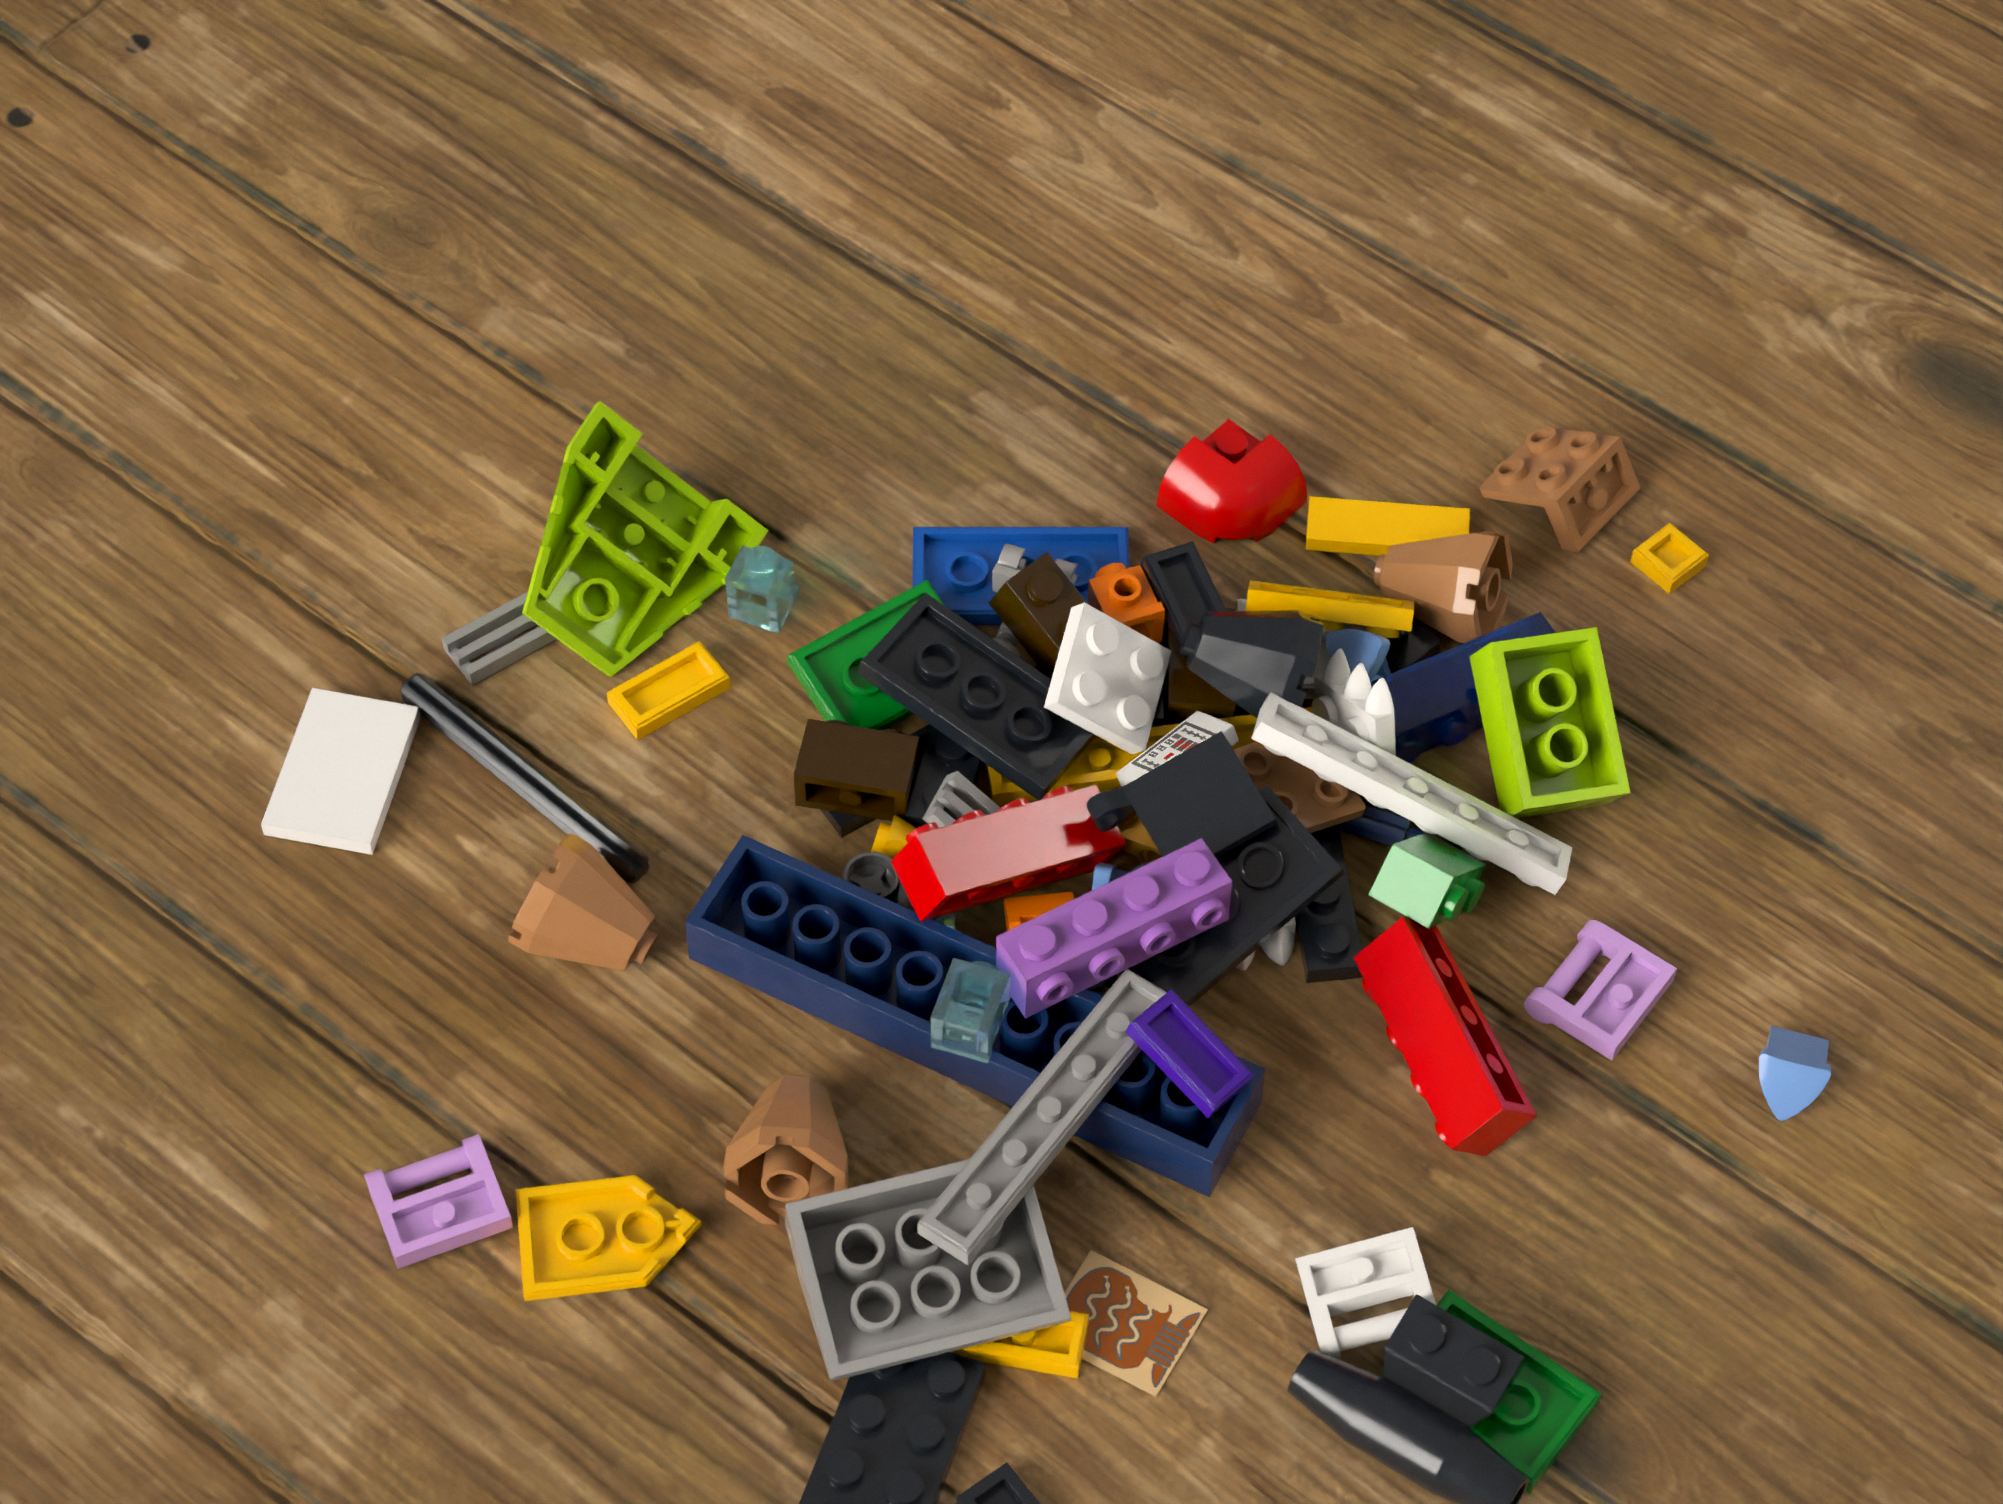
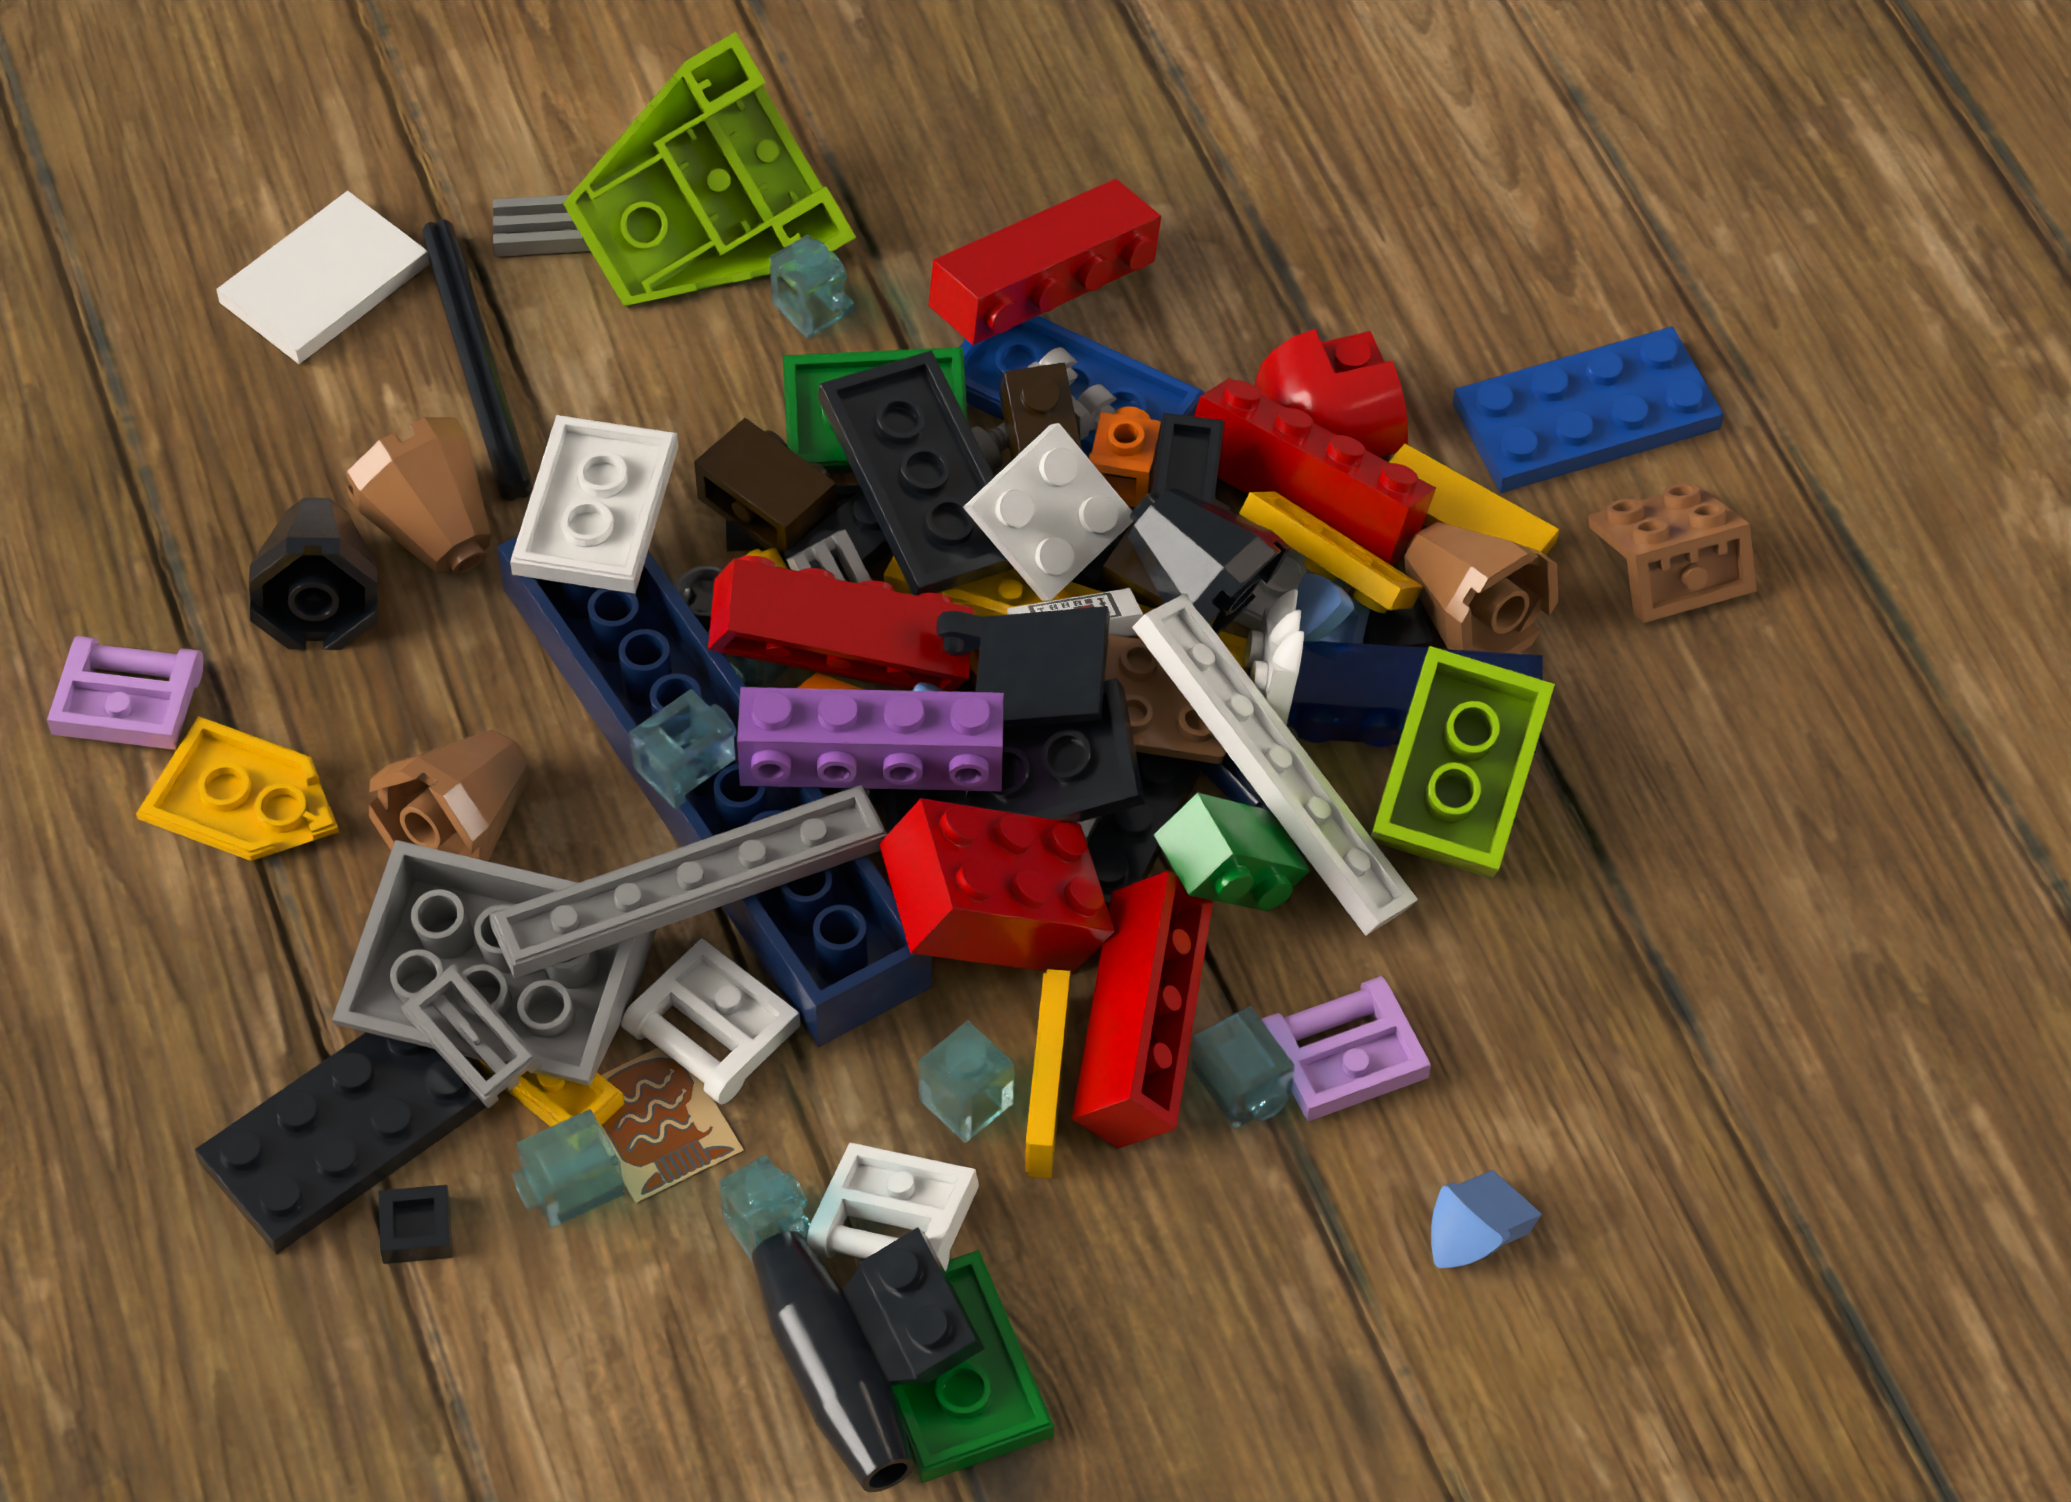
camera: 30 degrees right, 0 degrees up
(538, 1023) = (314, 578): none -> black cone
(668, 690) = (664, 342): yellow tile -> none
(743, 848) = (595, 504): none -> white tile
(943, 480) = (1044, 261): none -> red brick
(948, 1352) = (505, 1075): none -> light grey tile
(1095, 1397) = (568, 1169): none -> clear light blue brick
(1119, 1202) = (725, 1005): none -> white plate
(1189, 1053) = (859, 891): dark purple tile -> none
(1271, 547) = (1317, 470): none -> red brick
(1276, 1336) = (761, 1203): none -> clear light blue brick
(1281, 996) = (995, 887): none -> red brick
(1350, 1163) = (966, 1081): none -> clear light blue brick
(1404, 1125) = (1047, 1074): none -> yellow tile
(1418, 405) = (1587, 409): none -> blue plate
(1546, 1043) = (1243, 1068): none -> clear light blue brick
(1669, 558) = (1735, 673): yellow tile -> none

